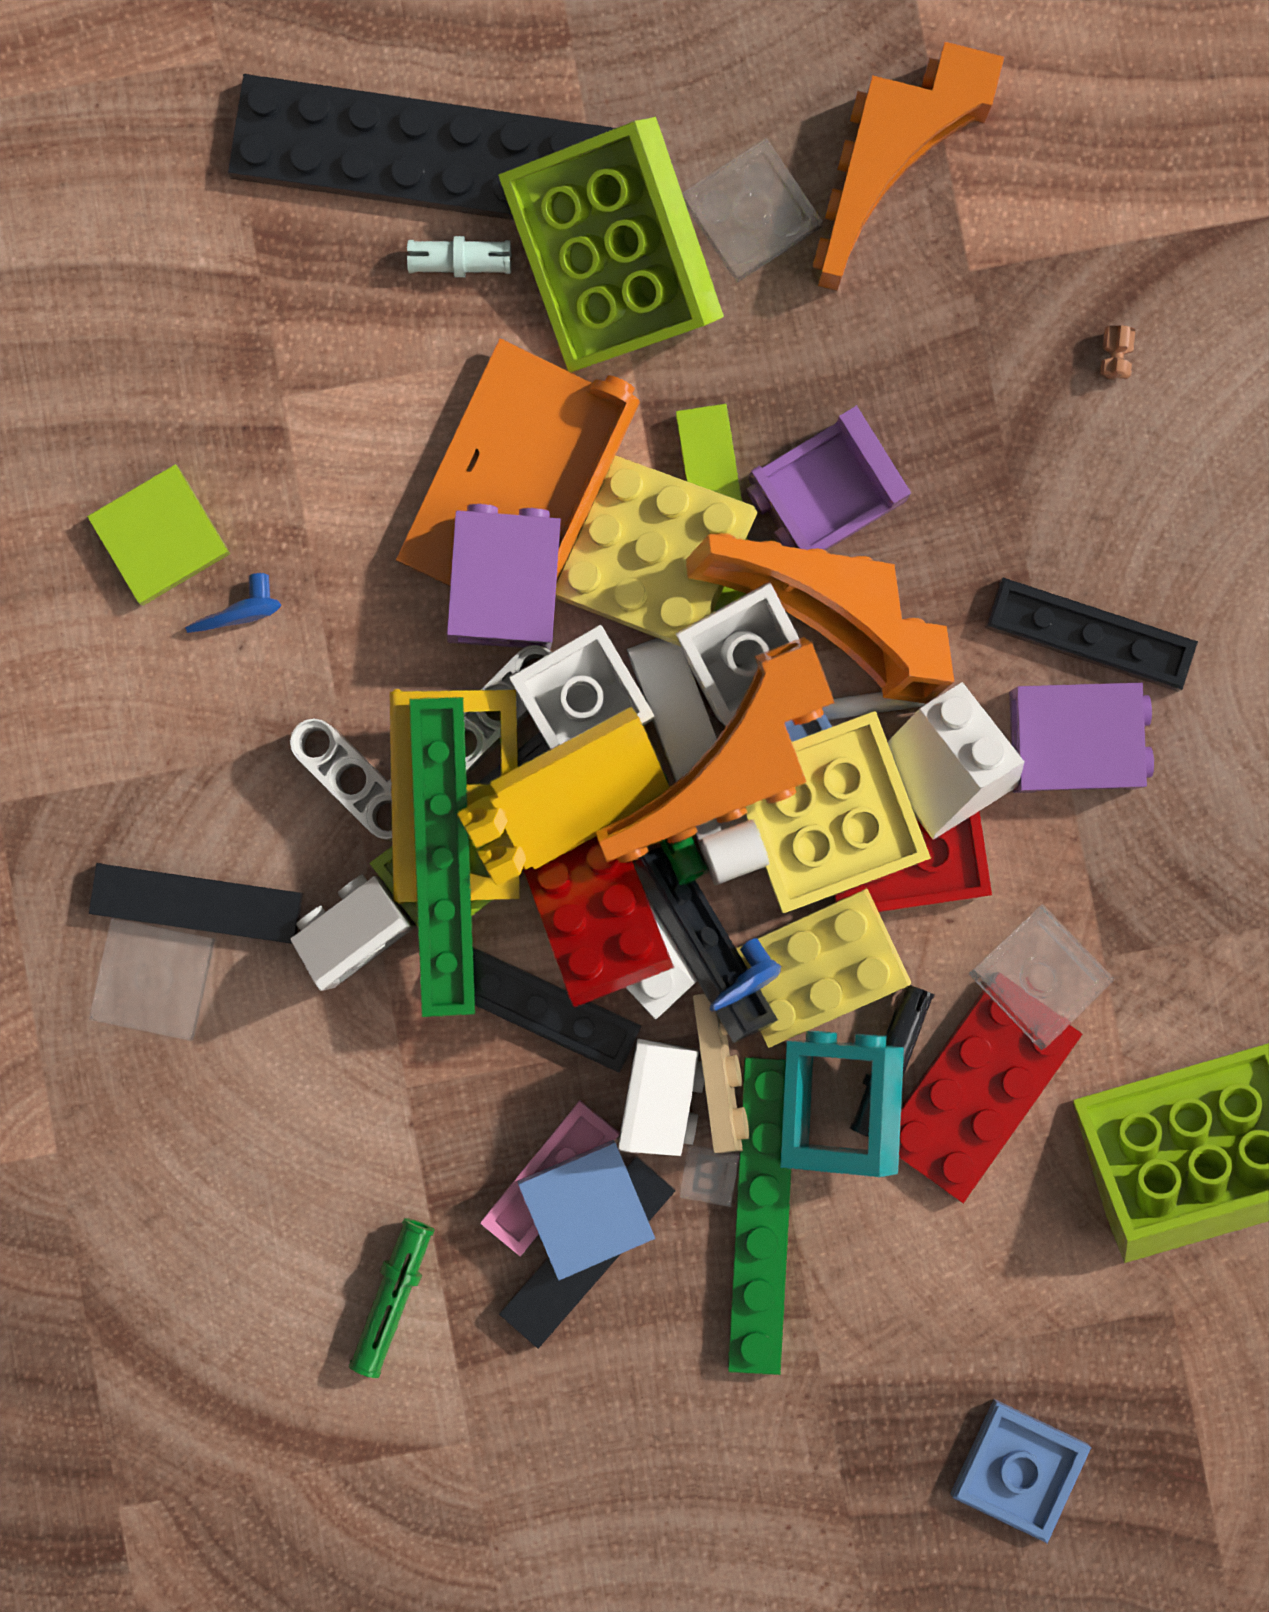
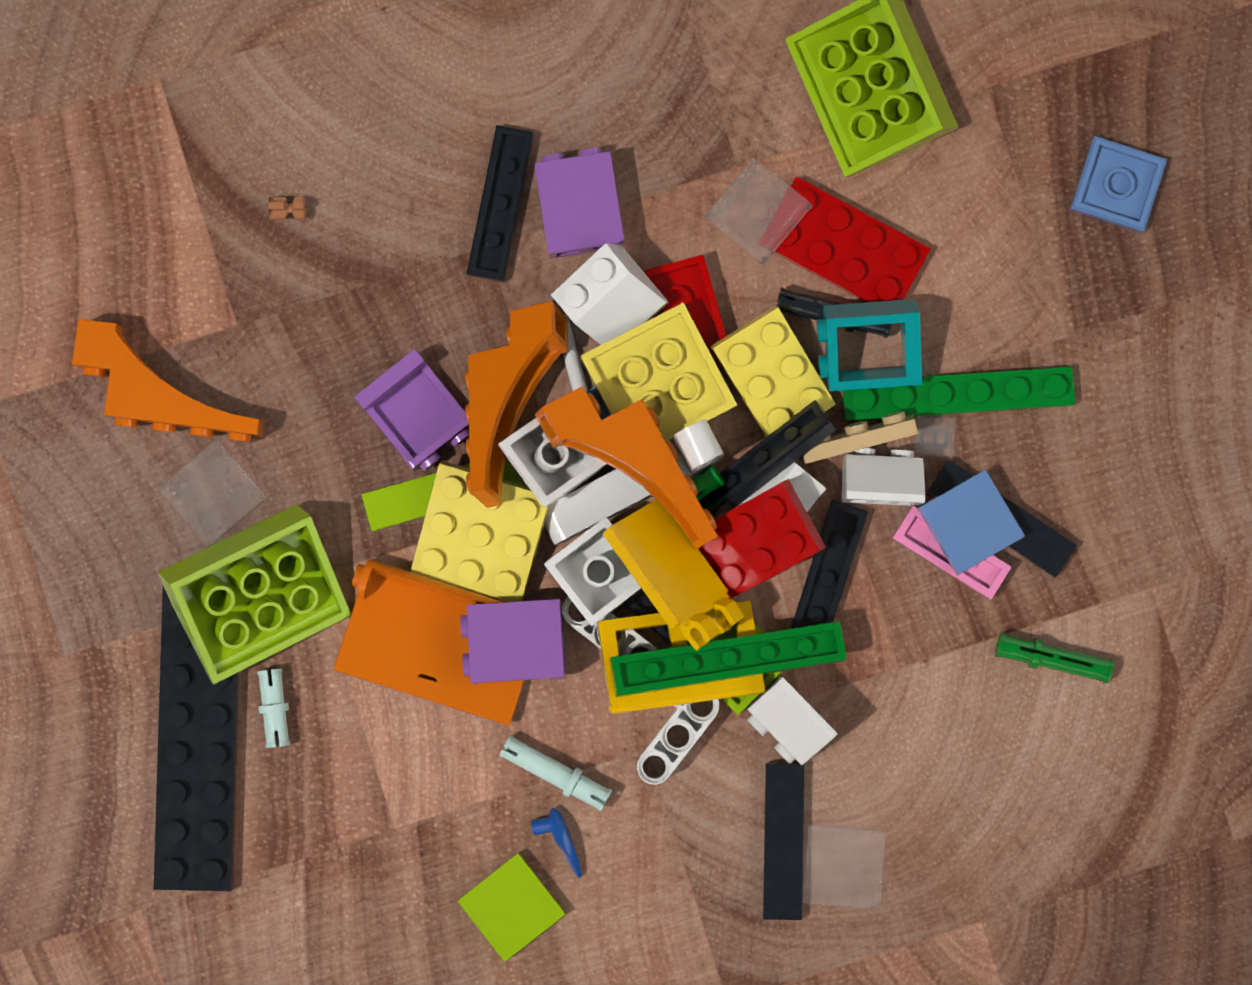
camera: 90 degrees left, 0 degrees up
(313, 630) = (556, 773): none -> light aqua pin
(761, 973) = (782, 415): blue bar -> none

